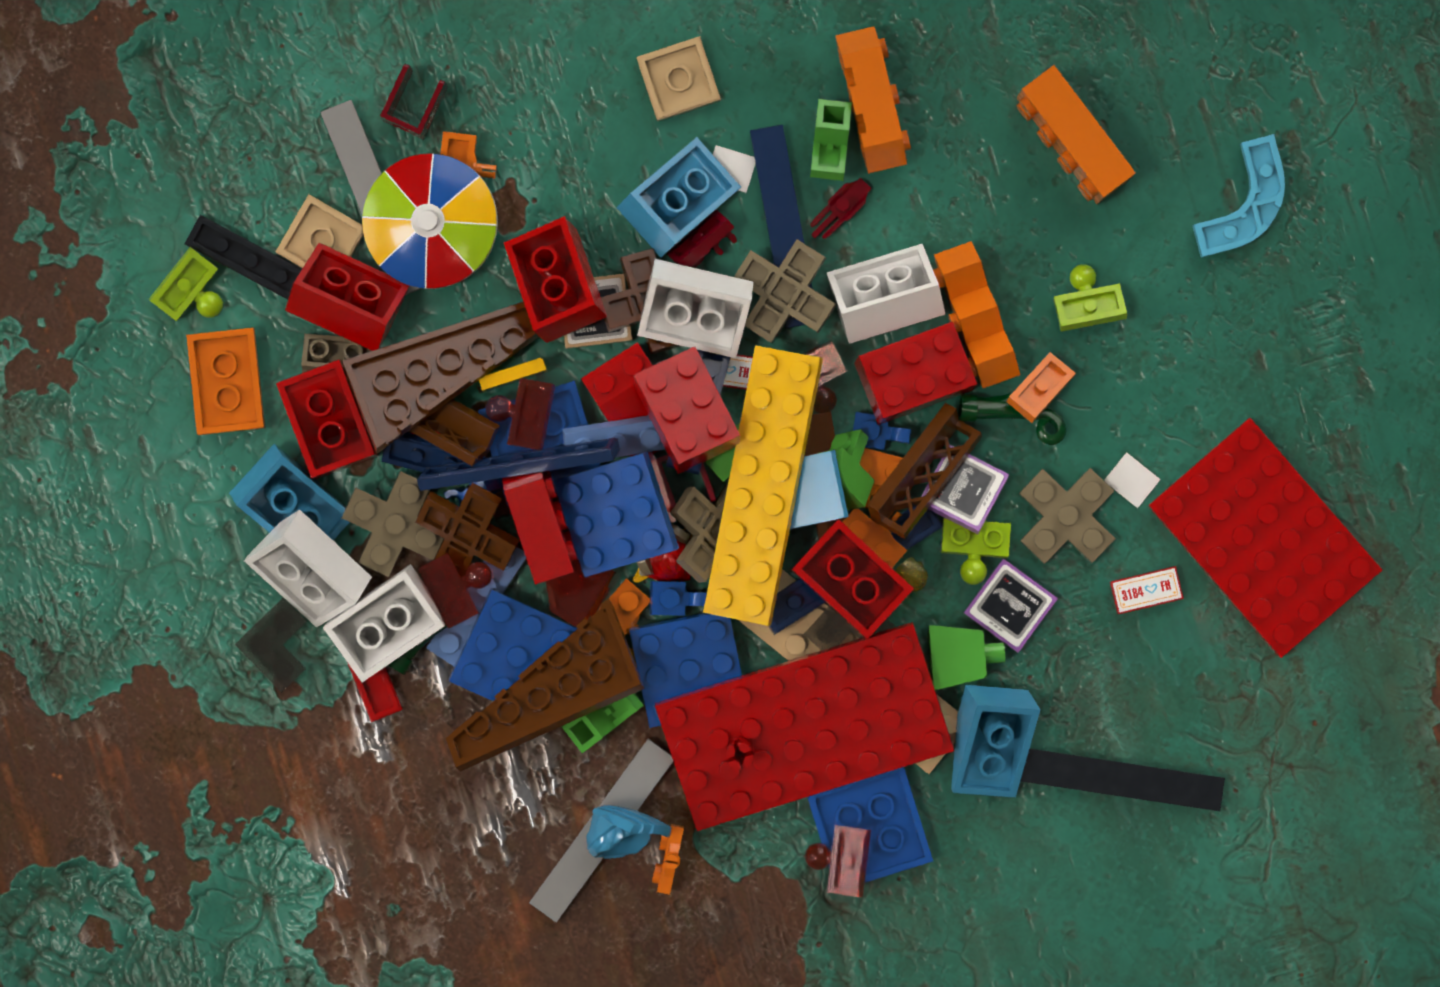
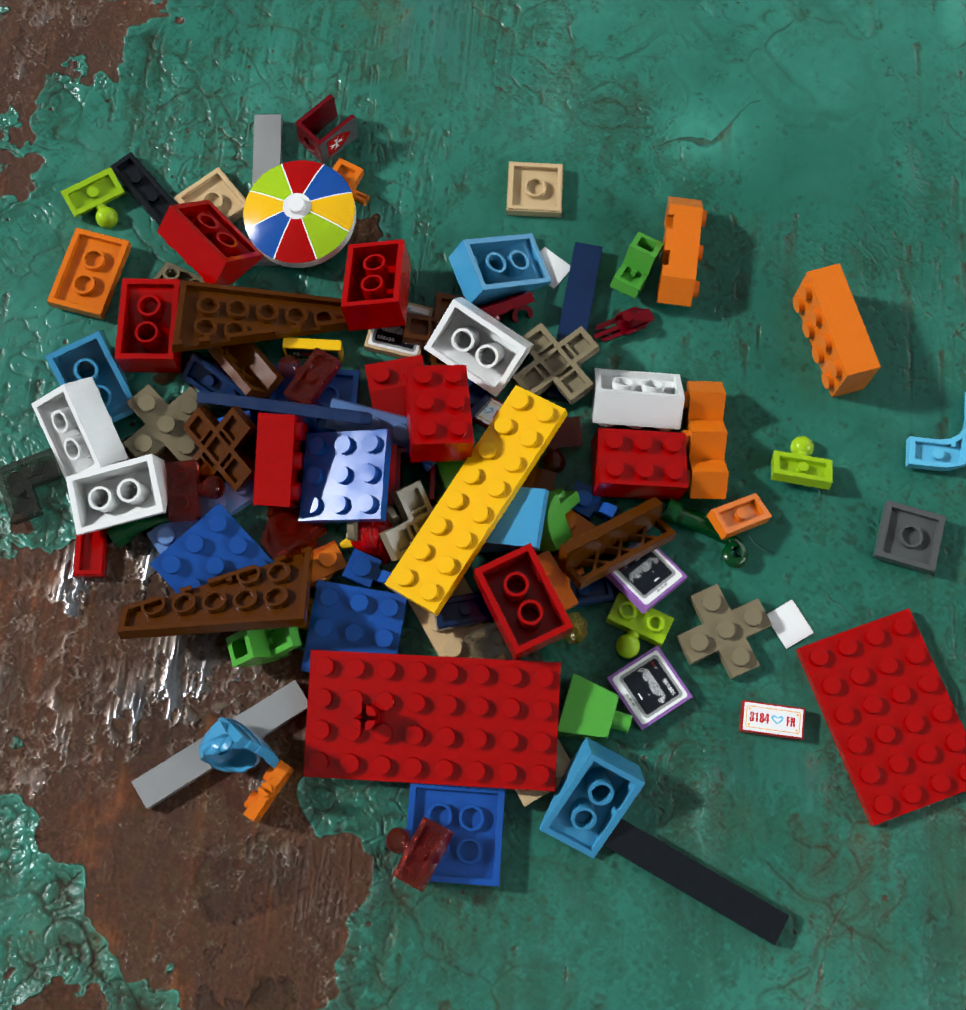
camera: 20 degrees right, 15 degrees down
(1227, 338) = (909, 537): none -> dark grey plate

